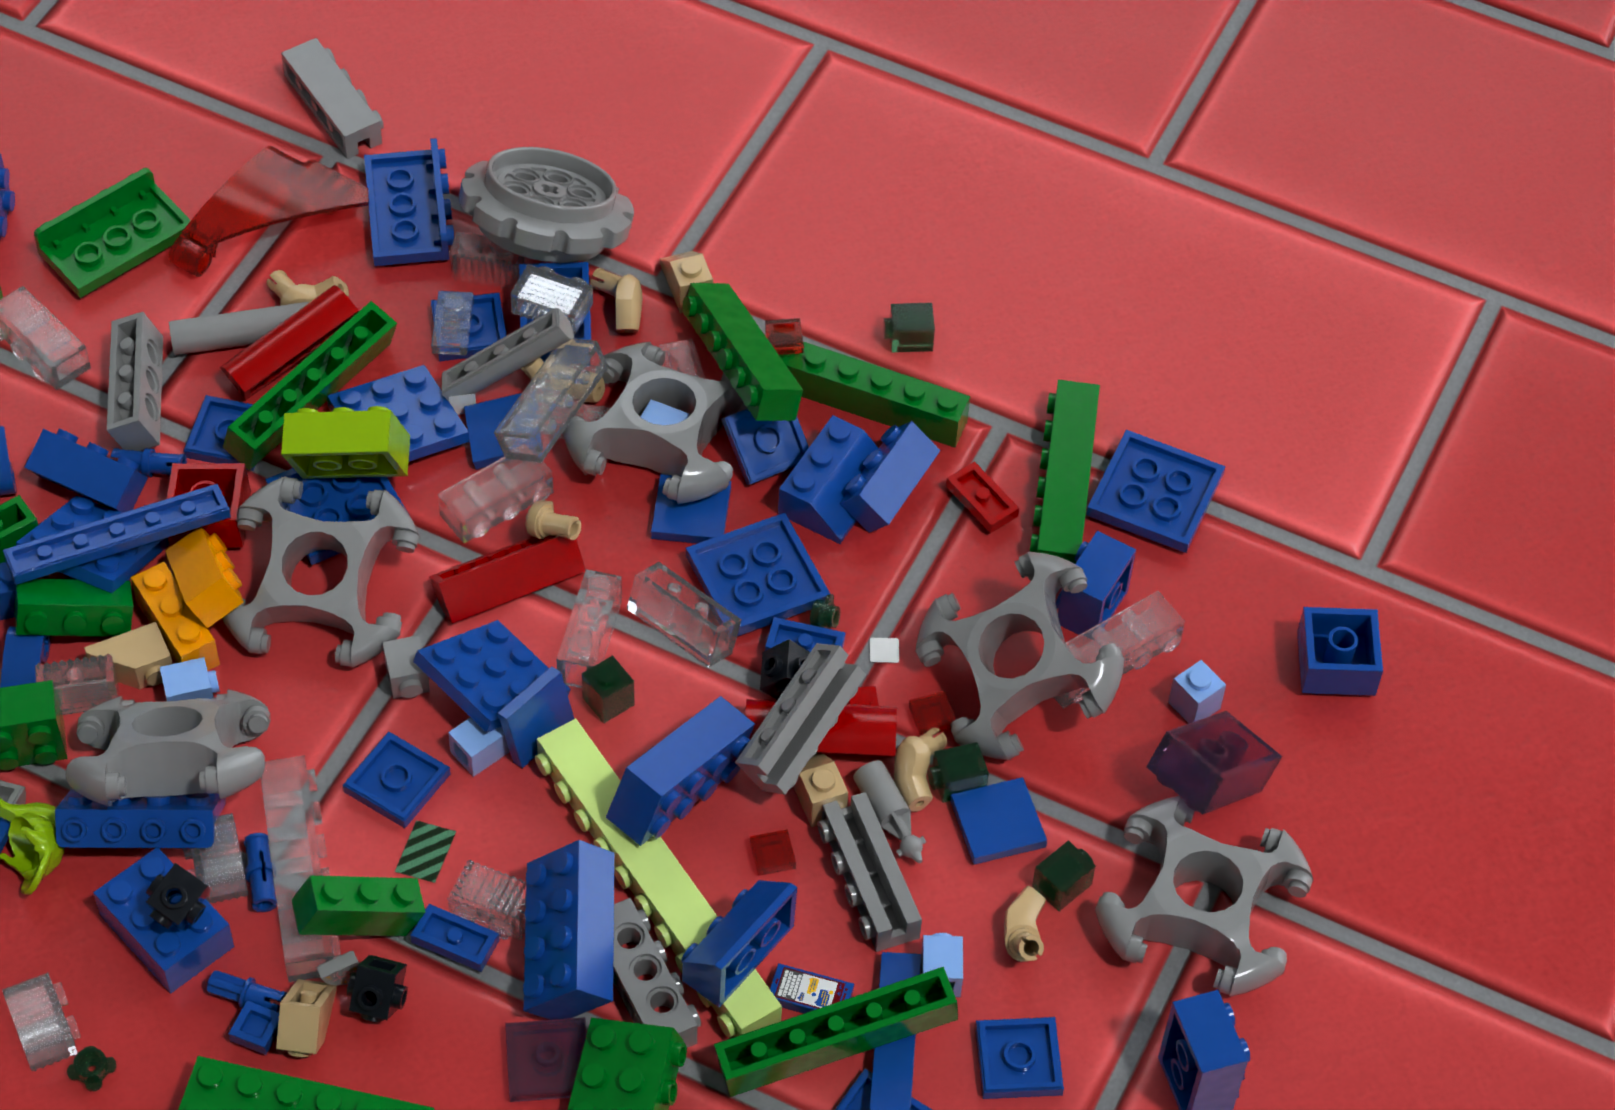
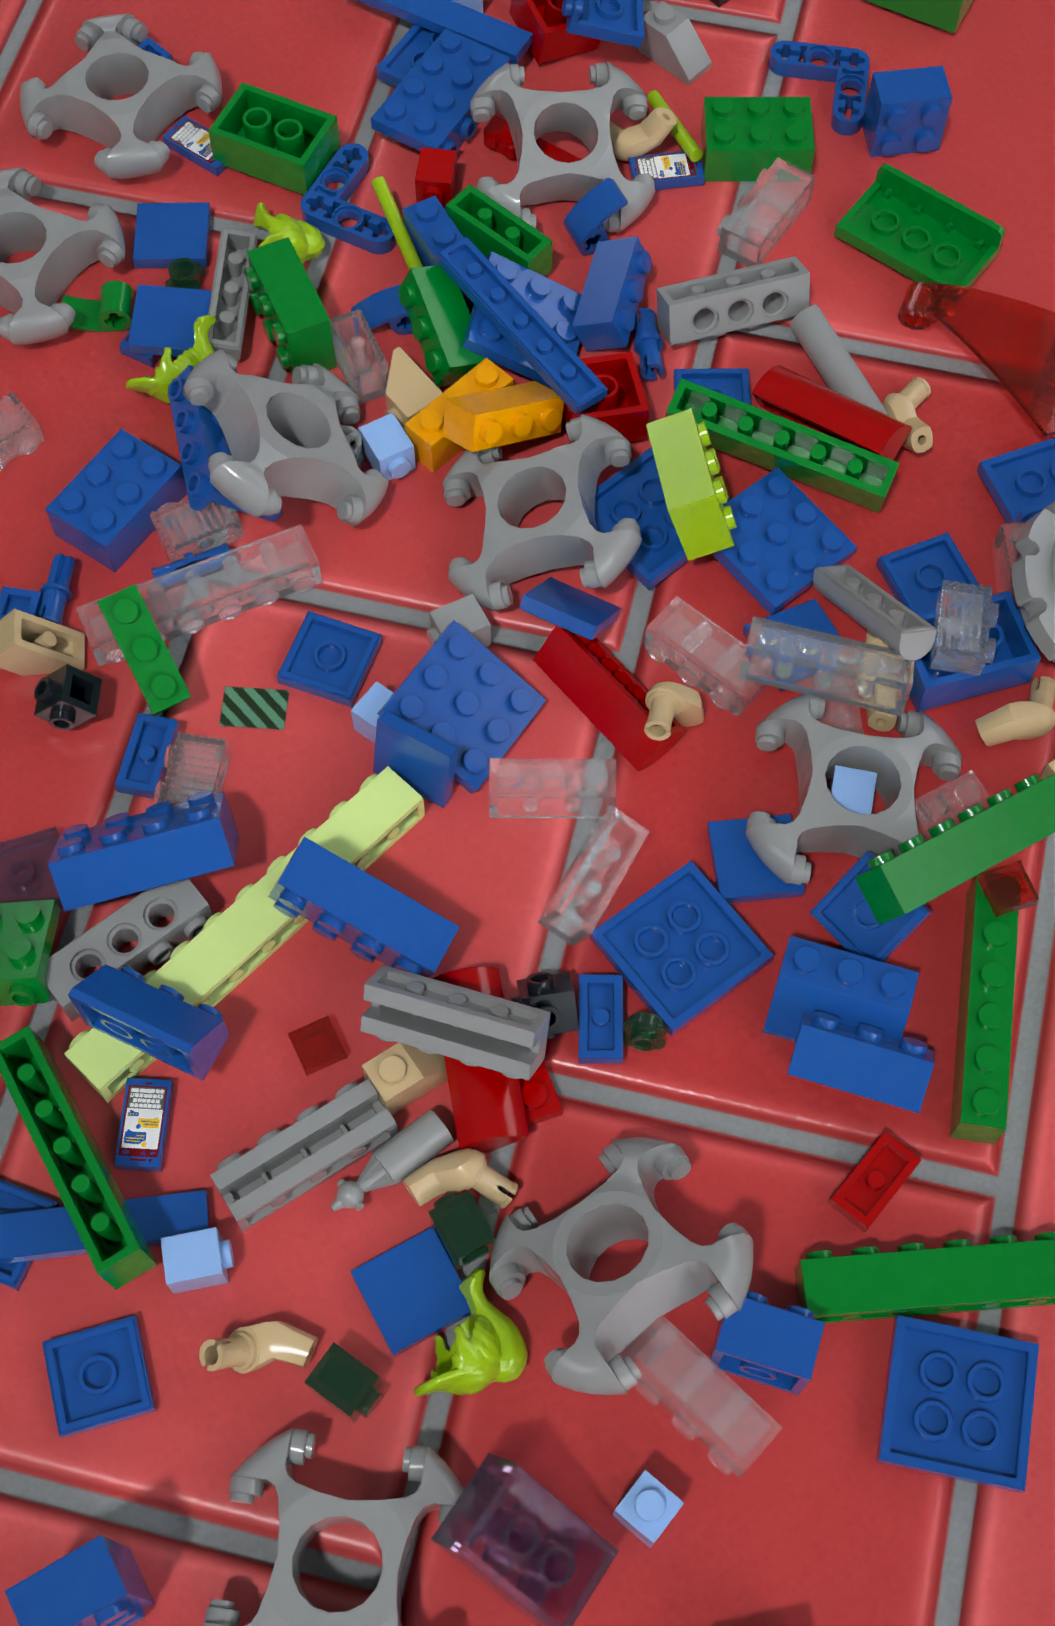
camera: 80 degrees right, 10 degrees up
(177, 883) = (101, 484): black brick -> none
(339, 969) = (89, 661): light grey tile -> none
(419, 575) = (570, 608): none -> blue tile
(452, 323) = (920, 557): clear plate -> none
(458, 402) = (817, 593): white sticker -> none
(608, 689) = (479, 824): brick -> none
(884, 650) = (625, 1113): white sticker -> none
(932, 712) = (544, 1185): clear red tile -> none
(1056, 778) = (484, 1348): none -> lime piece

